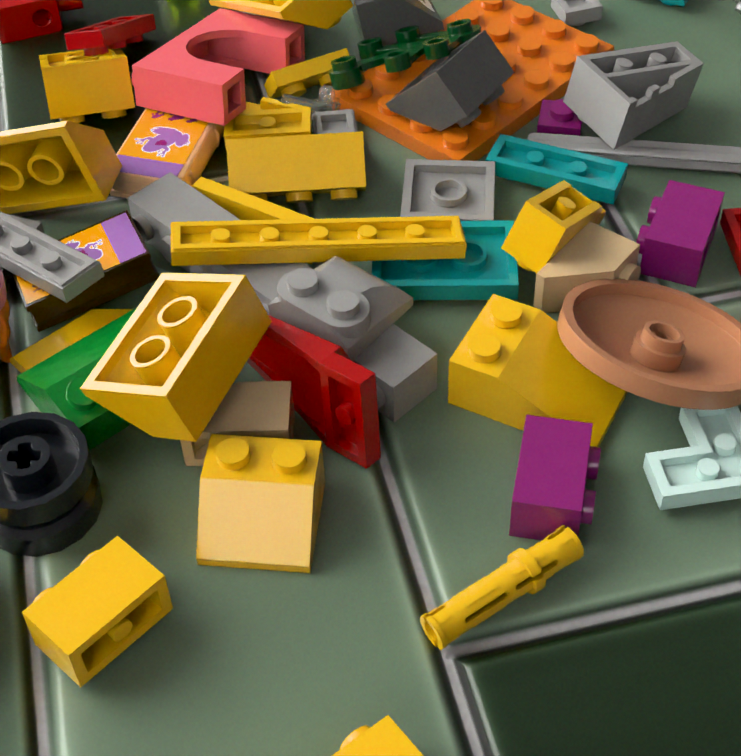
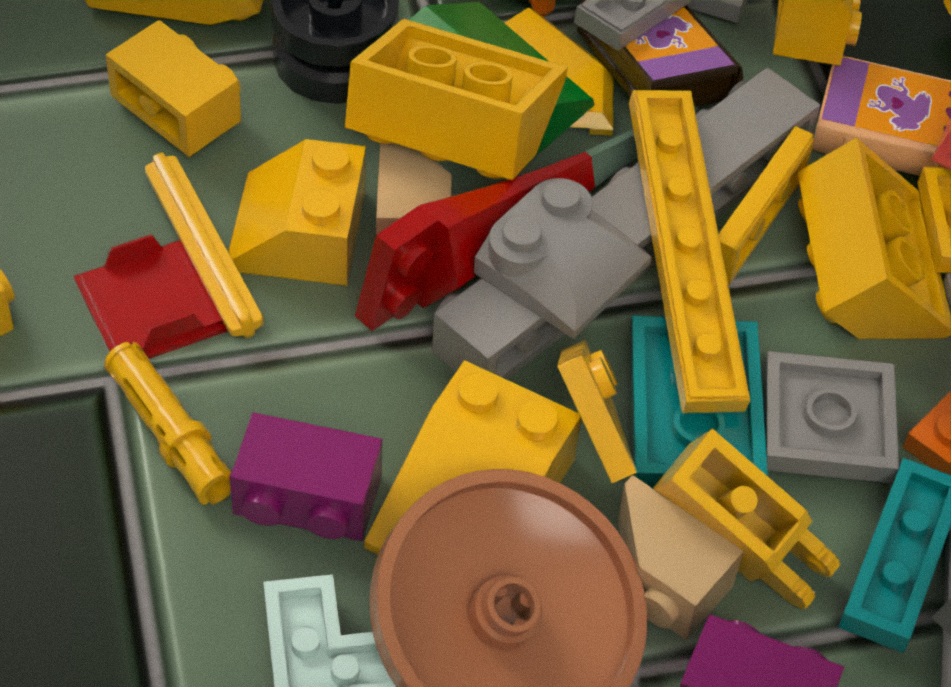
camera: 85 degrees right, 5 degrees up
(288, 582) = (204, 246): none -> yellow axle
(352, 626) = (149, 298): none -> red piece
(467, 293) = (591, 388): none -> yellow wing

